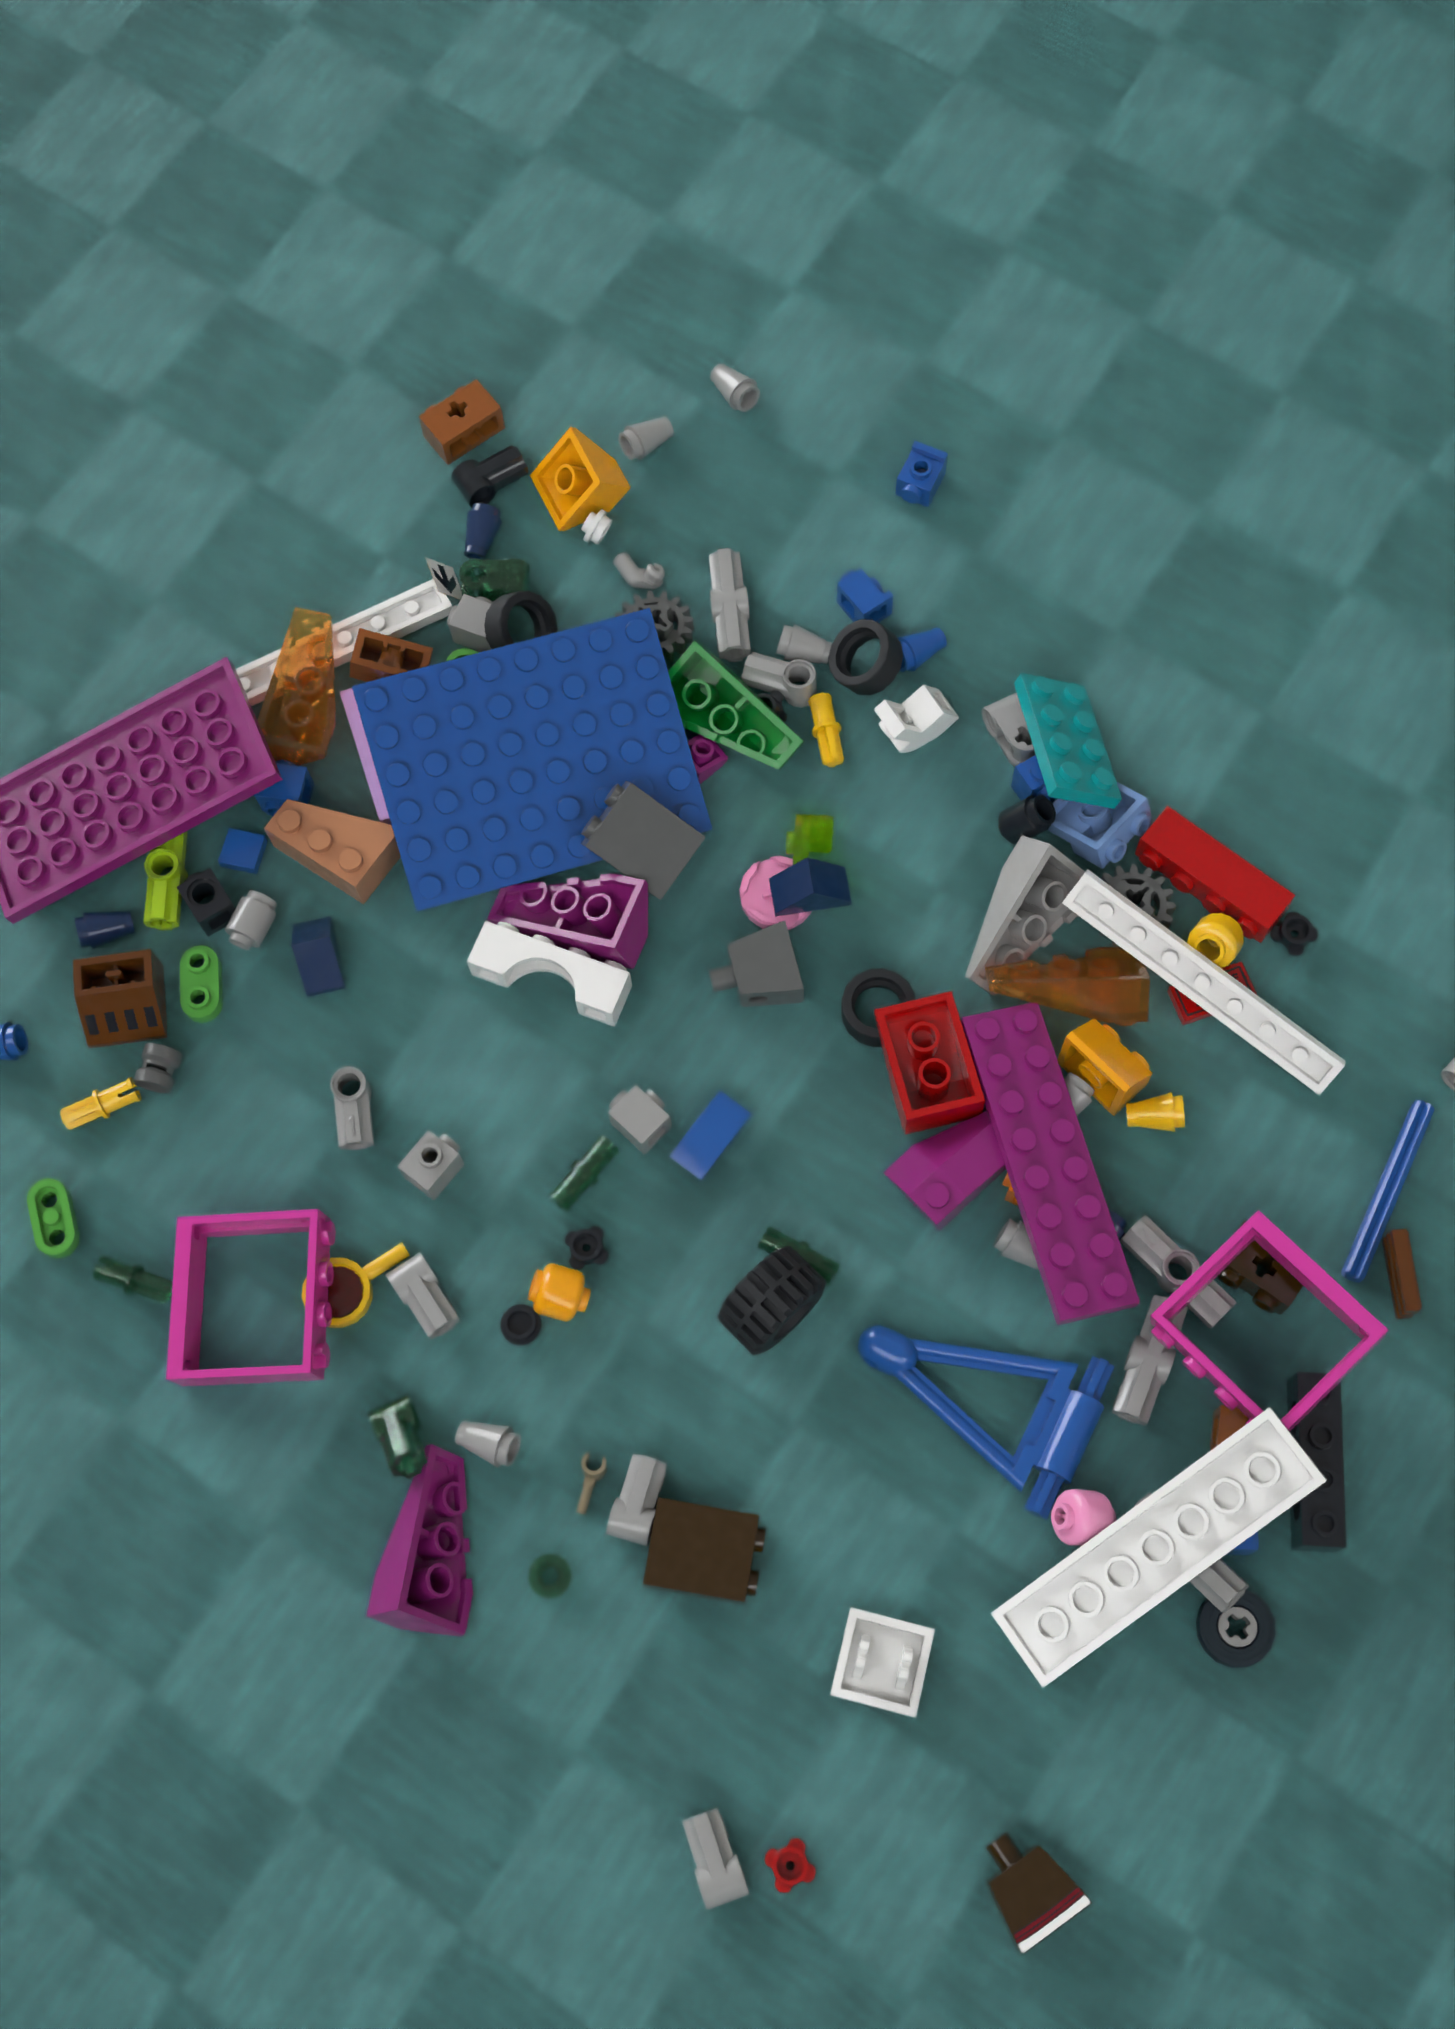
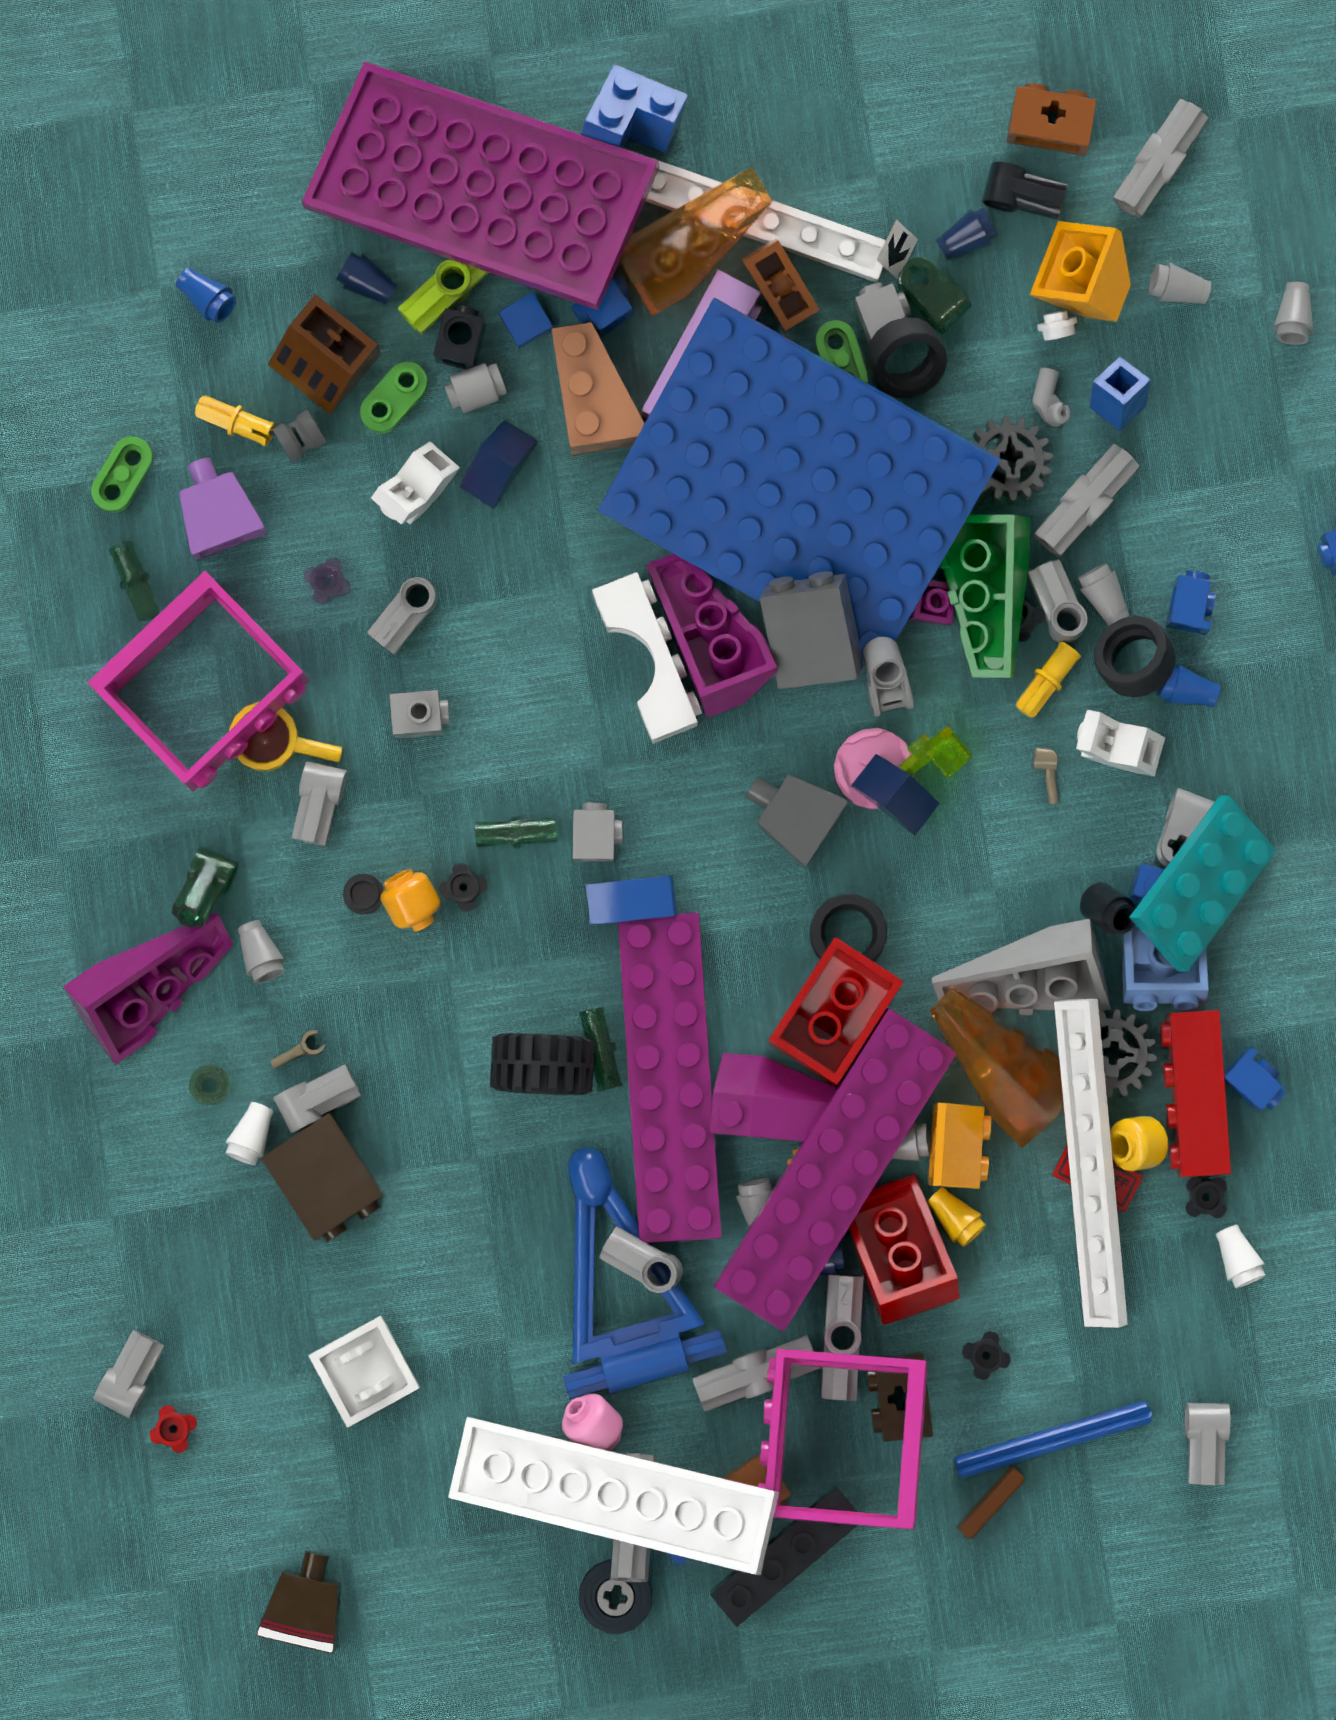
camera: 45 degrees right, 15 degrees up
(149, 1173) = (217, 511): none -> medium lavender torso
(181, 650) = (635, 110): none -> brick
(271, 1133) = (331, 570): none -> clear purple plate
(273, 1017) = (416, 484): none -> white brick
(553, 381) = (1160, 158): none -> light grey piece
(618, 1581) = (250, 1135): none -> white cone
(679, 530) = (1119, 393): none -> blue brick
(728, 829) = (886, 682): none -> light grey piece
(871, 1227) = (669, 1079): none -> magenta plate
(882, 776) = (1047, 760): none -> dark tan hand
(984, 1364) = (637, 1260): none -> light grey piece
(1154, 1172) = (902, 1252): none -> red slope
(1239, 829) = (1254, 1081): none -> blue brick
(1289, 1174) = (997, 1359): none -> black plate
(1360, 947) = (1239, 1257): none -> white cone

